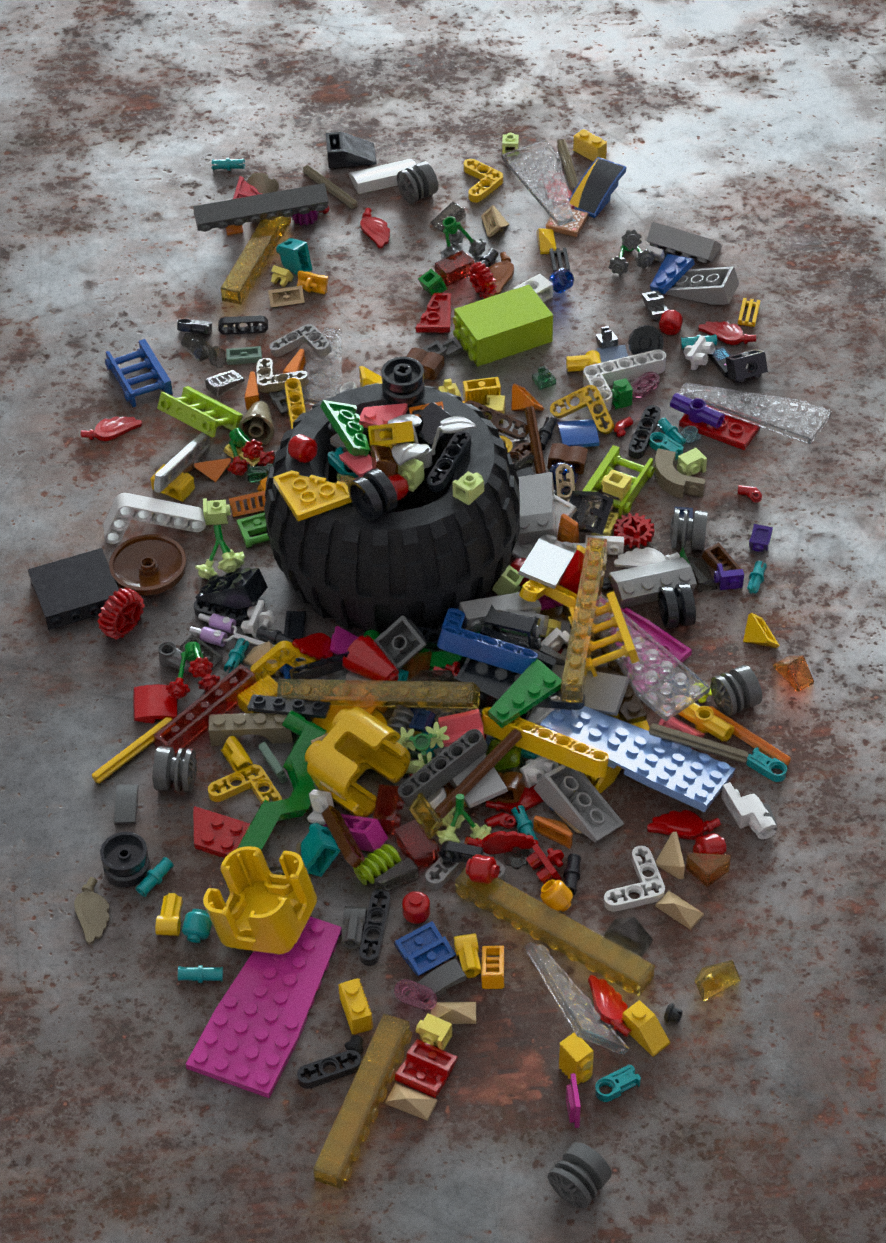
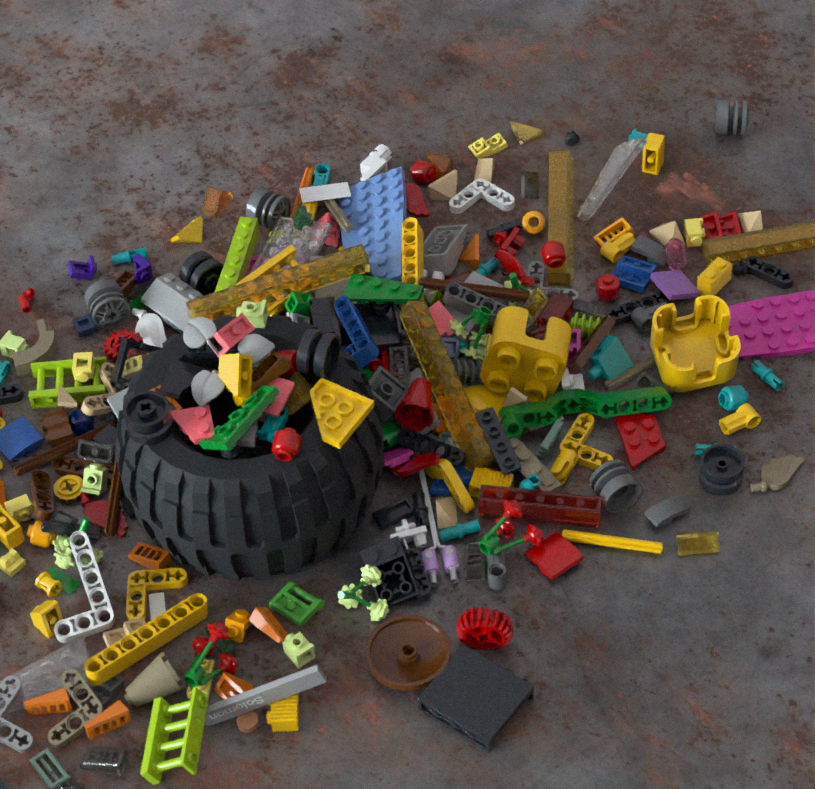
camera: 120 degrees left, 0 degrees up
(80, 807) = (697, 542): none -> clear yellow slope
(150, 510) = (359, 680): white beam -> none
(225, 705) = (531, 482): none -> teal pin
(376, 966) = (674, 284): none -> medium lavender tile
(435, 445) = (233, 333): none -> coral panel
(460, 851) = (543, 279): black piece -> none
(553, 625) = (298, 303): none -> green brick
(573, 1101) = (682, 143): dark pink piece -> none
(584, 462) = (65, 399): none -> tan slope
(608, 1004) = (593, 165): red animal -> none
(645, 1028) = (595, 145): yellow slope -> none
(674, 634) = (239, 253): none -> lime brick
(685, 689) = (302, 218): none -> clear green tile
(716, 931) = (486, 148): none -> light yellow slope
(729, 744) = (325, 192): none -> white sticker

